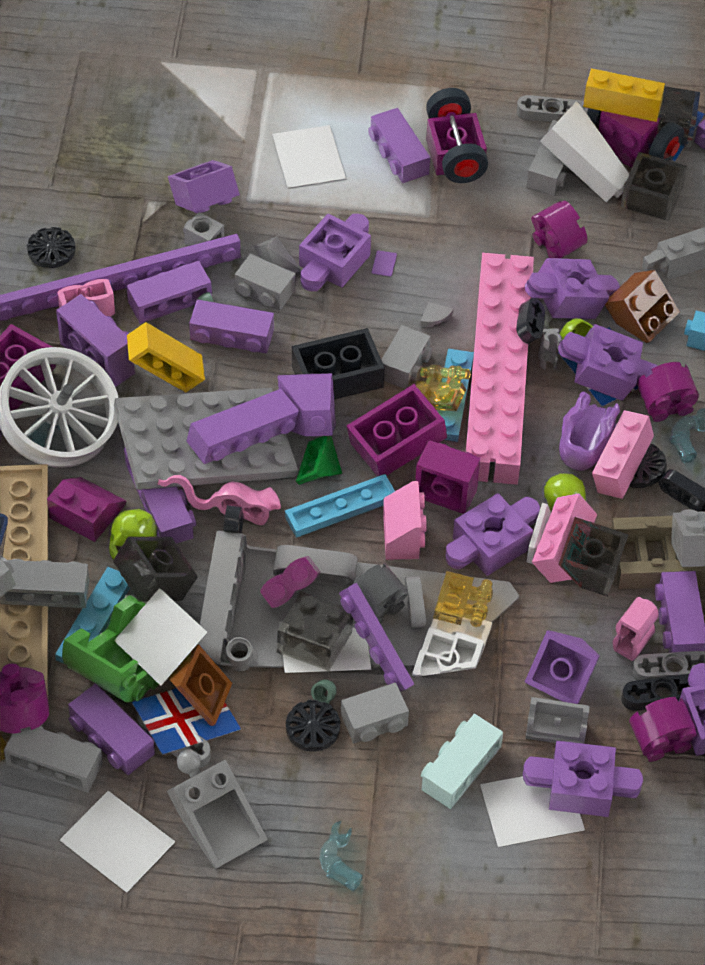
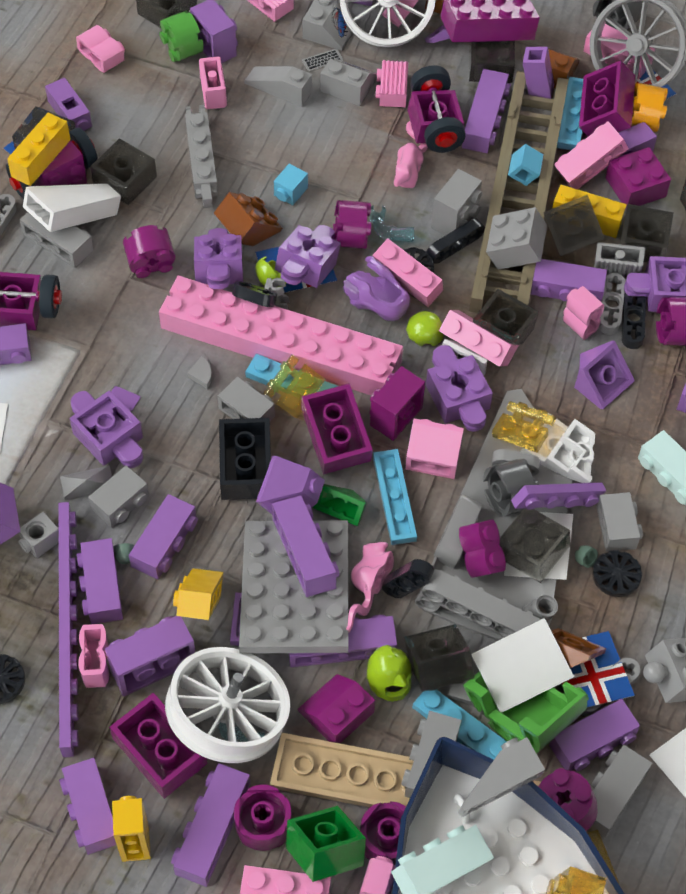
camera: 75 degrees left, 5 degrees up
(557, 721) = (651, 395): light grey hinge -> none

